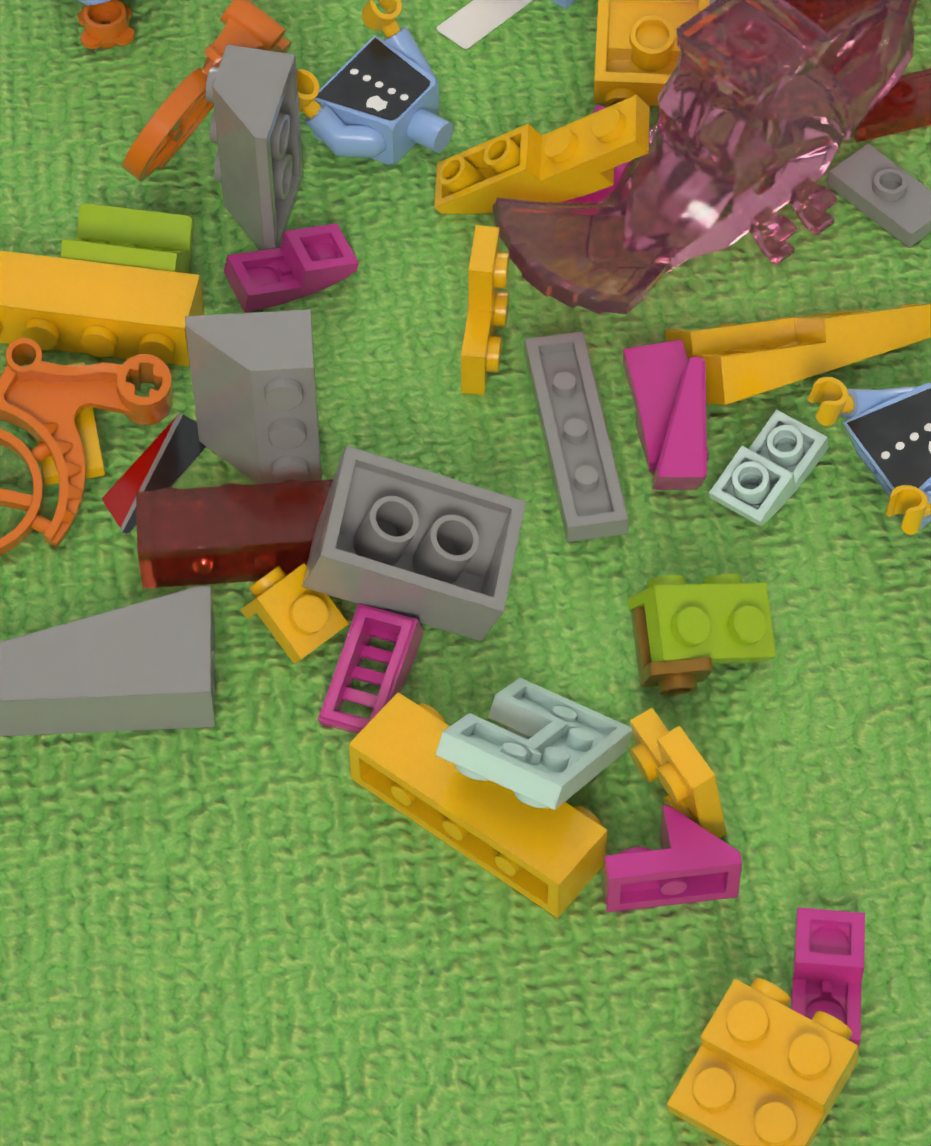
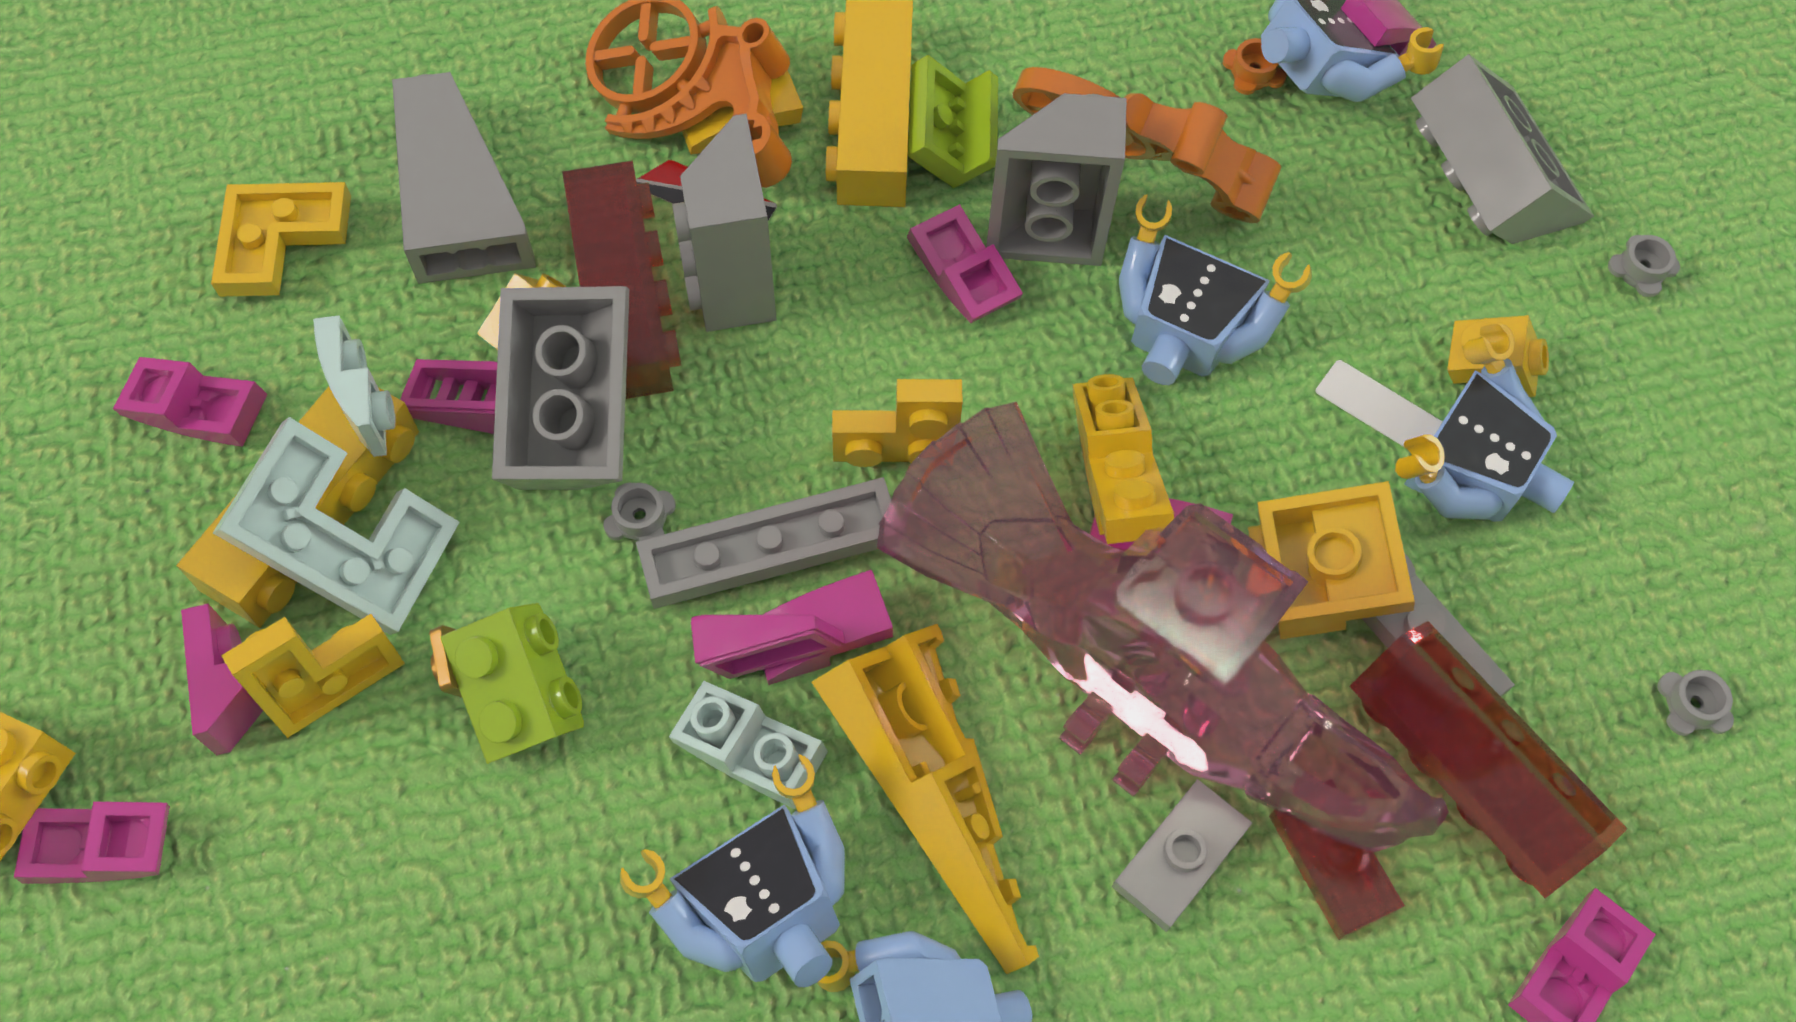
camera: 80 degrees right, 10 degrees up
(125, 856) = (263, 221): none -> yellow plate
(338, 922) = (185, 402): none -> dark pink slope
(417, 705) = (353, 385): none -> light aqua slope
(544, 530) = (633, 498): none -> light grey plate

